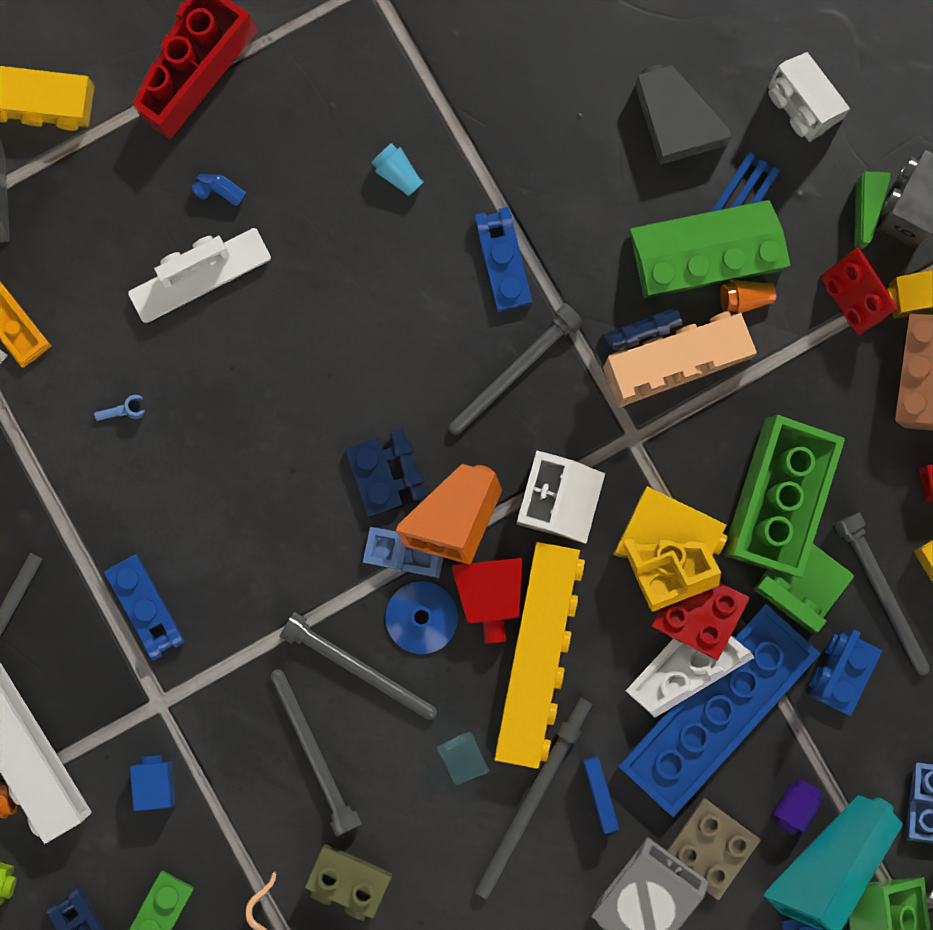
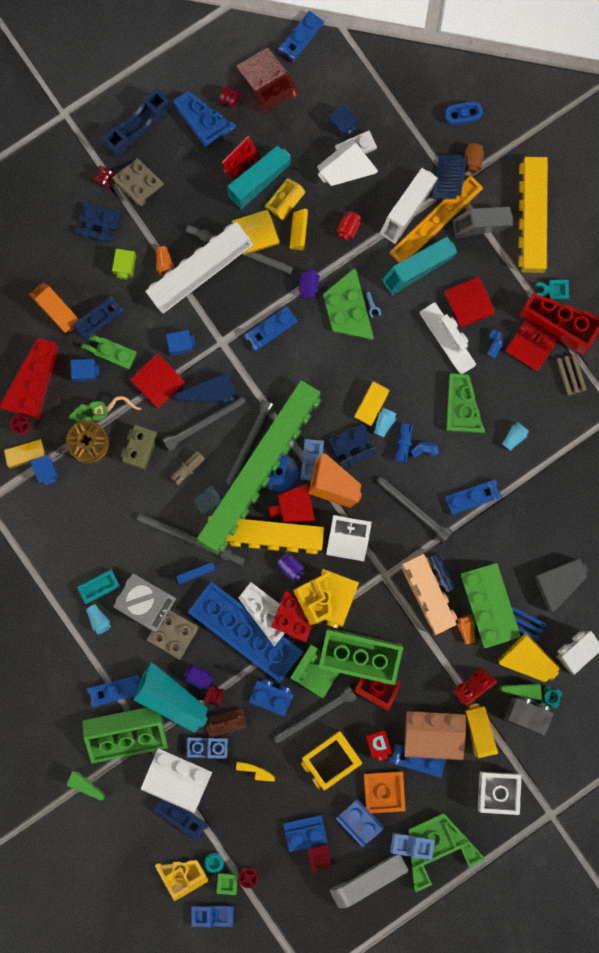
camera: 80 degrees right, 0 degrees up
(54, 313) = (419, 265): none -> teal slope
(66, 525) = (309, 284): none -> dark purple brick
(120, 456) = (347, 308): none -> bright green wing
(128, 65) = (556, 289): none -> teal plate
(135, 227) = (469, 302): none -> red slope
(221, 835) = (157, 380): none -> red slope
(229, 122) = (531, 345): none -> red hinge
(254, 729) = (212, 391): none -> dark blue slope
(289, 43) = (578, 372): none -> dark tan tile
(308, 428) = (371, 403): none -> yellow slope
(330, 262) = (462, 407): none -> bright green wing
(345, 408) = (384, 421): none -> medium azure cone
(390, 377) = (403, 443): none -> blue pin
(396, 791) = (187, 467): none -> dark tan axle
(401, 337) = (426, 447): none -> blue arm
(413, 655) = (258, 468): none -> bright green brick
(605, 611) = (291, 567): none -> dark purple brick
(814, 188) = (530, 659): none -> yellow slope
(835, 780) = (214, 696): none -> dark red wheel
(855, 473) = (377, 692): none -> red slope
(881, 147) = (546, 698): none -> teal plate
(886, 762) = (226, 723): none -> copper hinge

